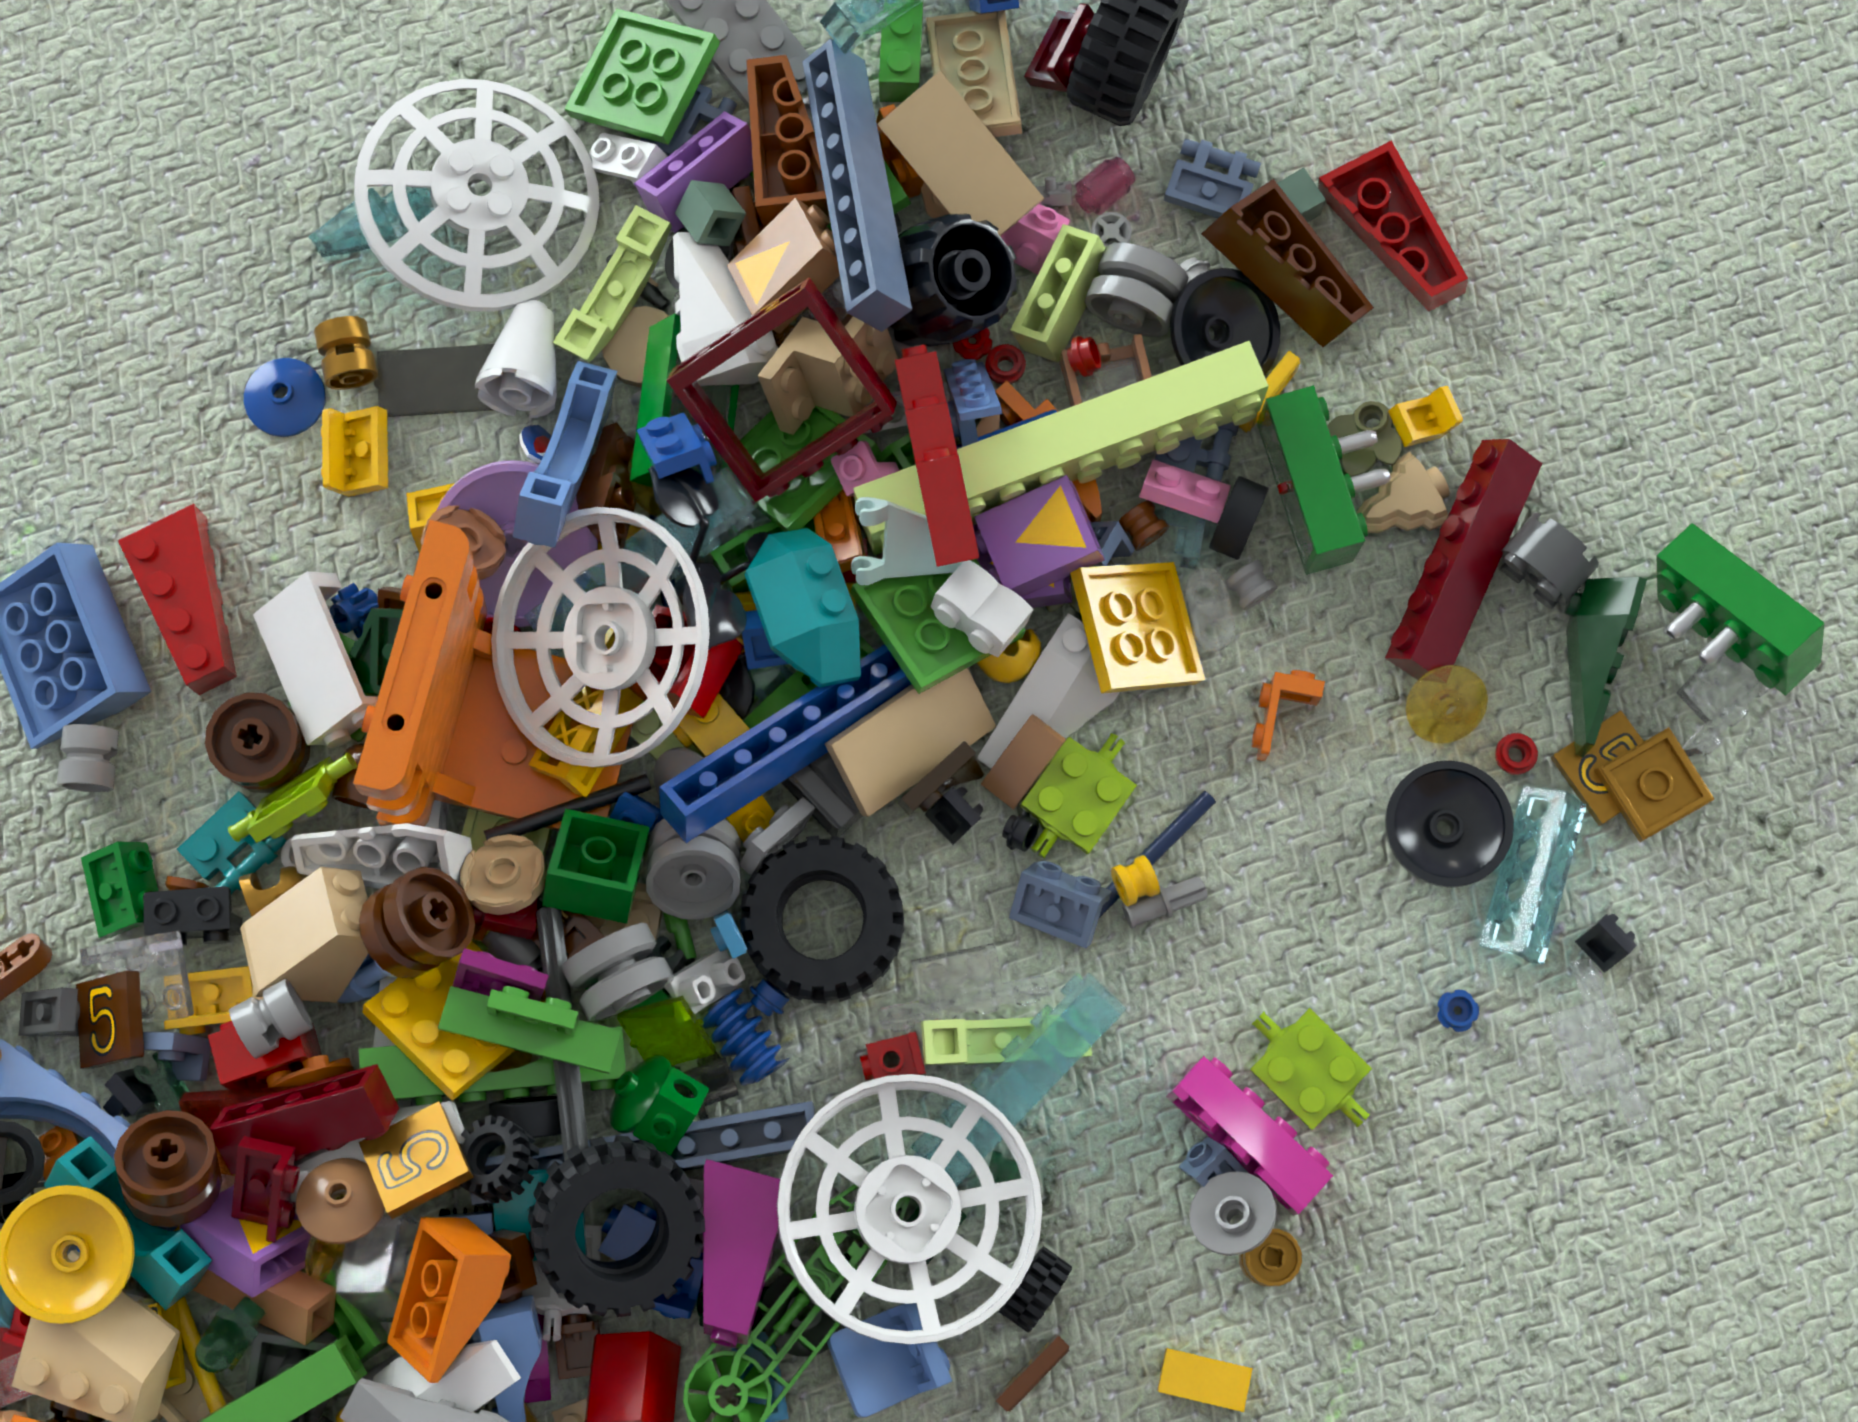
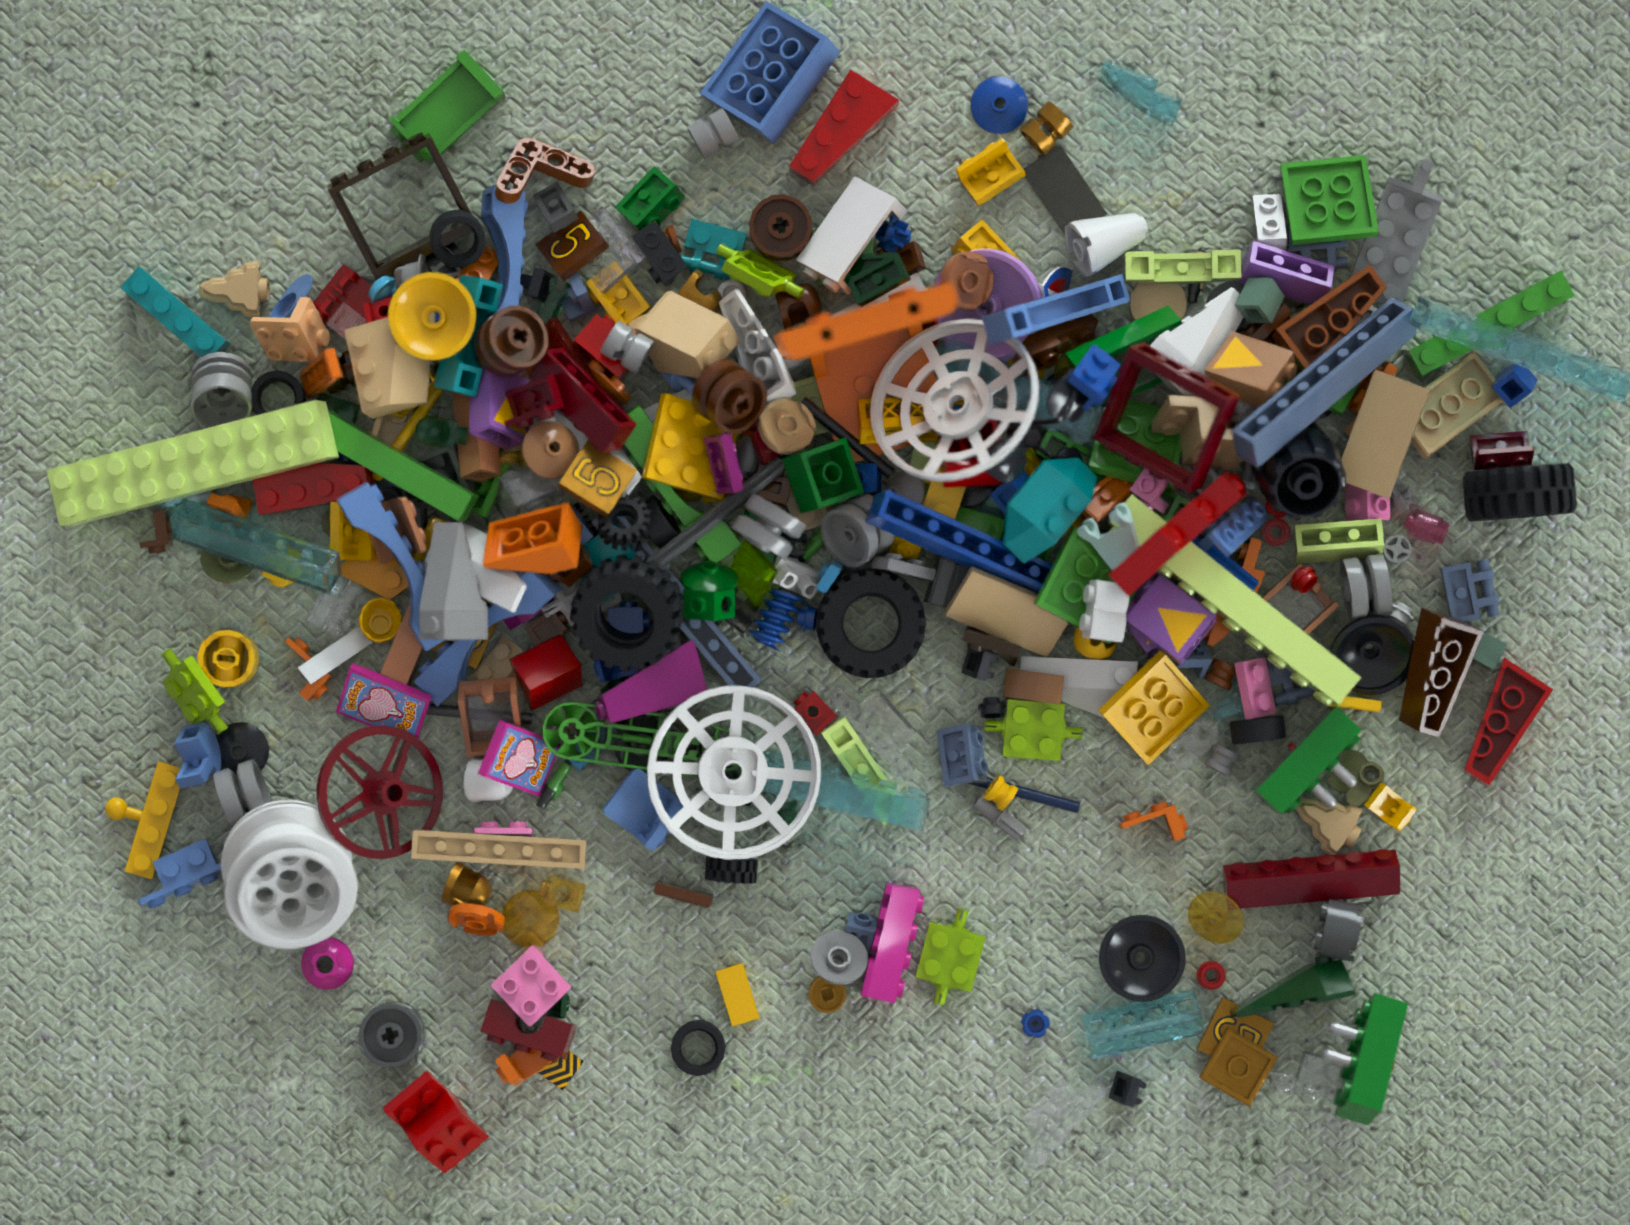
camera: 60 degrees right, 10 degrees up
(471, 213) = (1175, 143): white dish -> none
(530, 1026) = (708, 496): bright green bracket -> none

